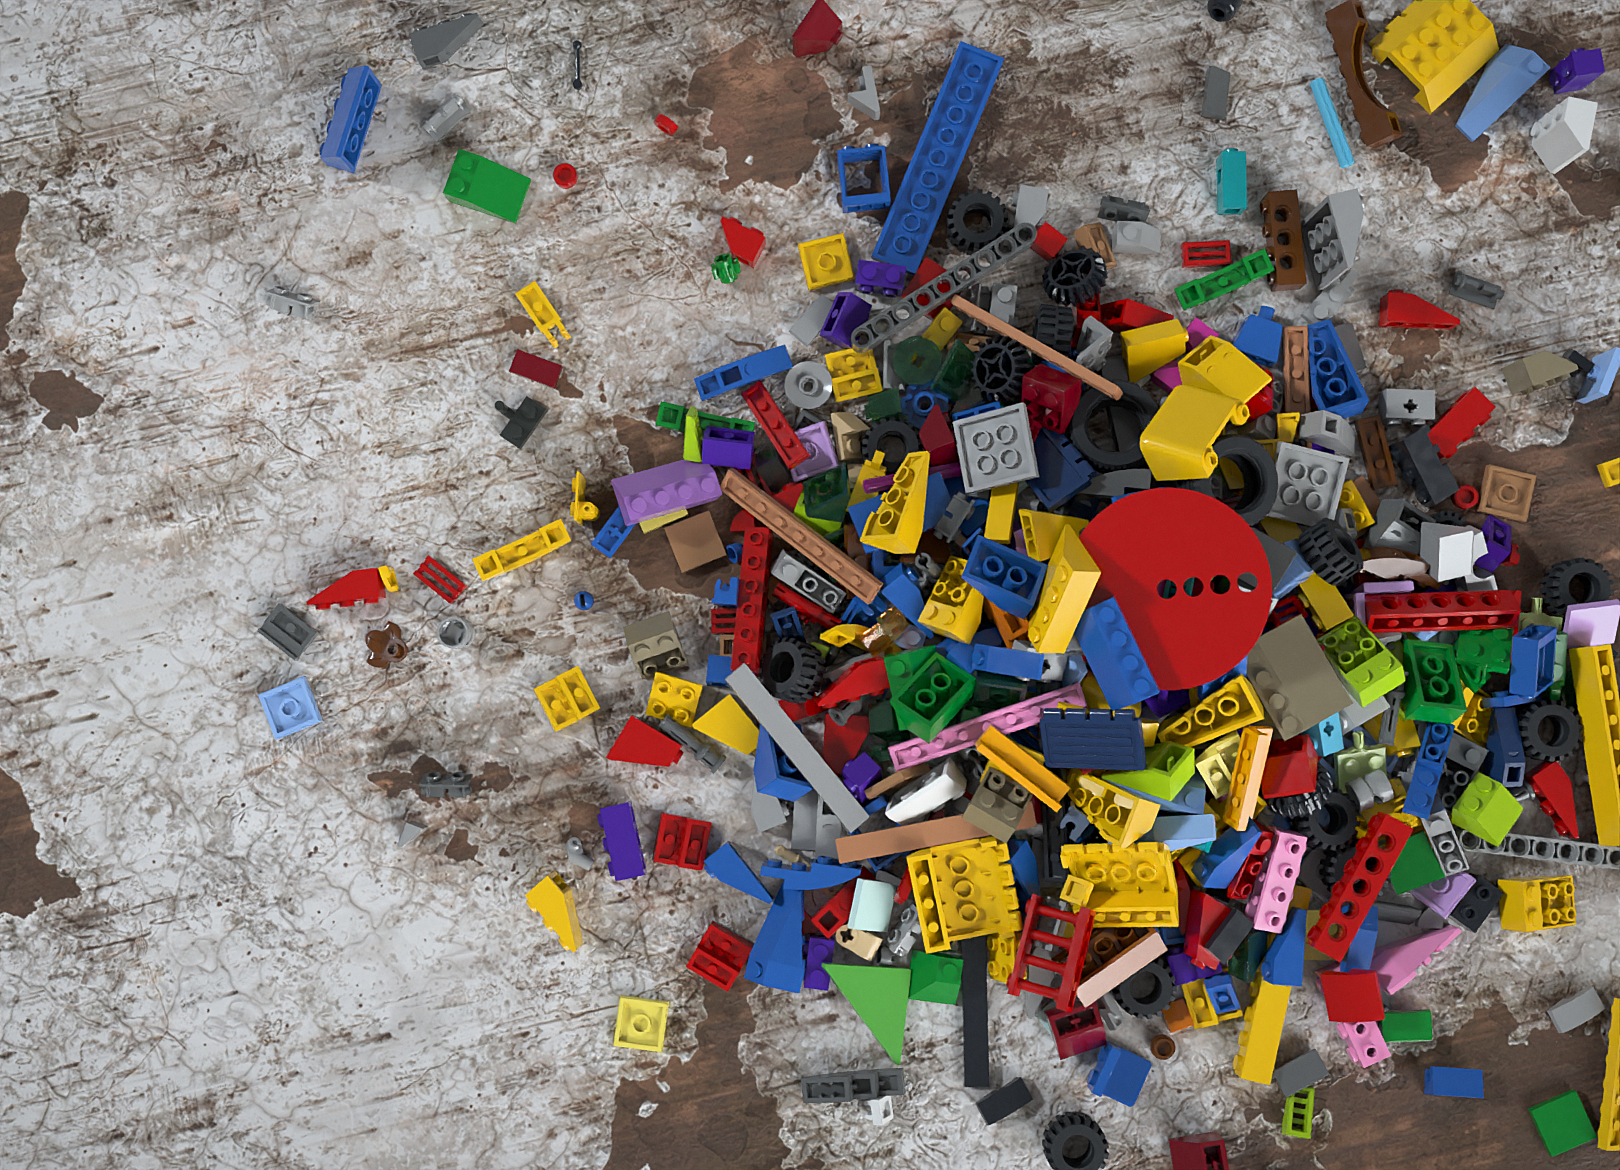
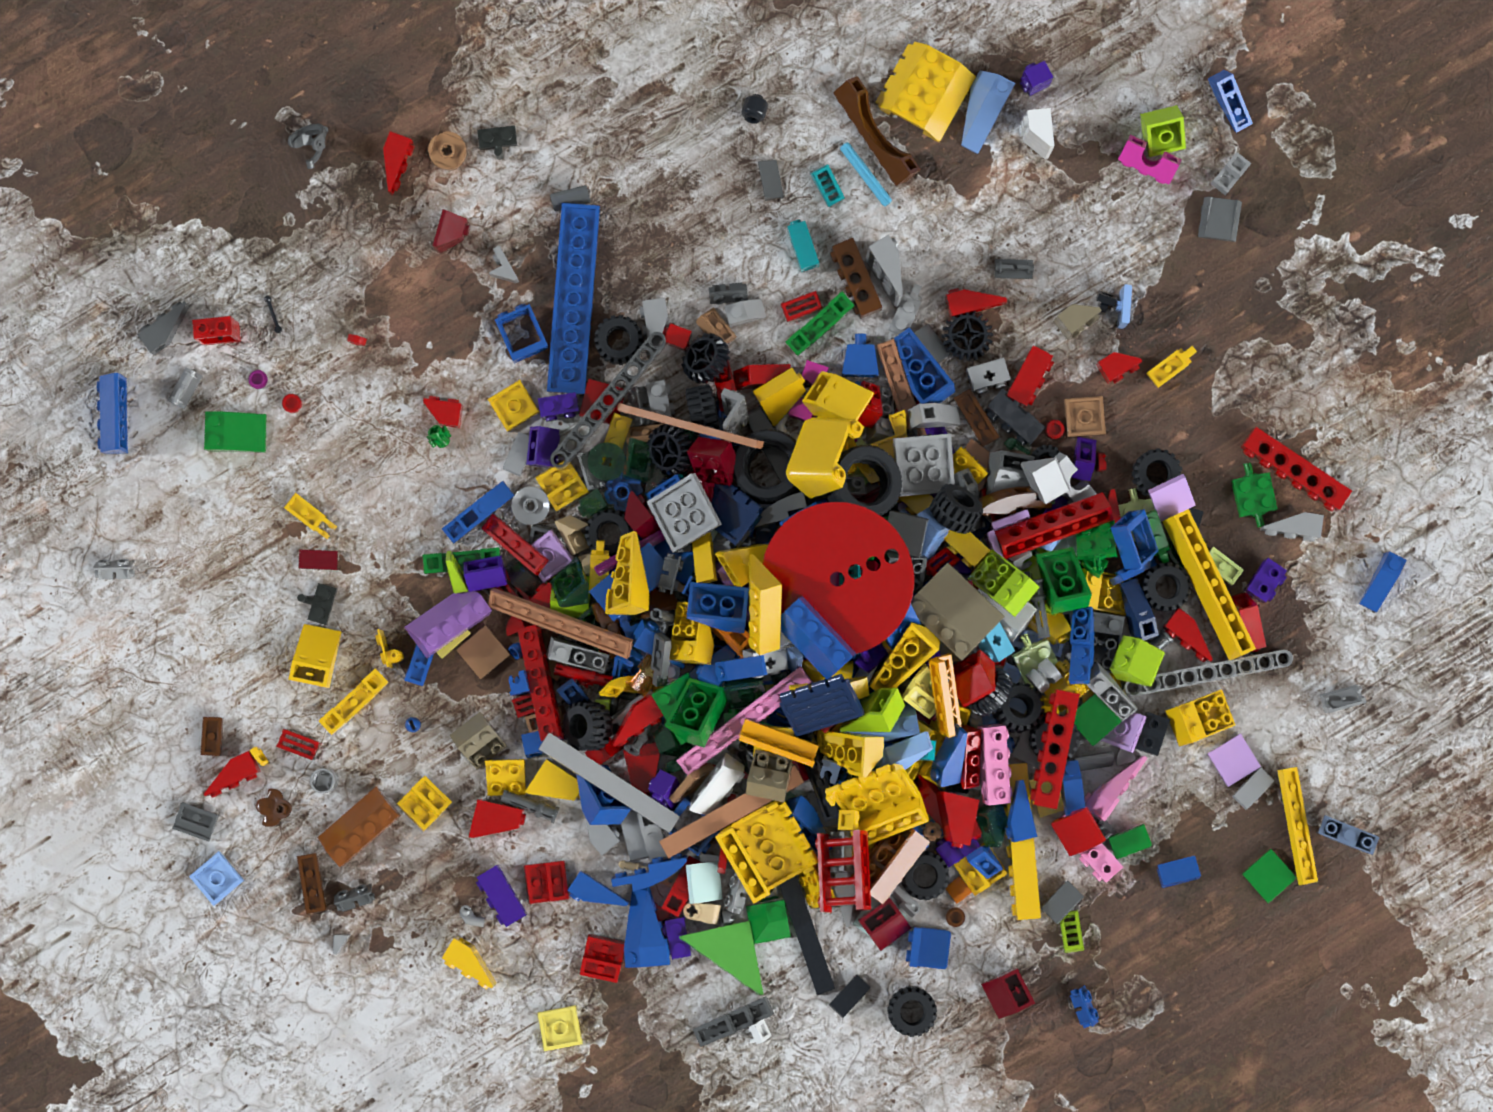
camera: 20 degrees left, 0 degrees up
(341, 536) = (212, 736): none -> reddish brown plate
(401, 750) = (311, 883): none -> reddish brown plate
(478, 702) = (358, 827): none -> dark orange slope
(494, 481) = (315, 656): none -> yellow slope
(501, 53) = (208, 330): none -> red window
(534, 134) = (258, 379): none -> magenta plate
(909, 618) = (660, 659): none -> dark grey hinge
(977, 36) = (573, 196): none -> dark grey slope
(1174, 940) = (932, 826): none -> medium nougat plate
(1228, 935) = (971, 816): black tile -> none
(1289, 111) = (814, 174): none -> teal slope
(1403, 334) = (967, 344): none -> black gear
(1411, 497) = (1010, 443): none -> clear green hand
(1561, 966) = (1233, 760): none -> lavender tile
(1565, 443) = (1116, 365): none -> red slope

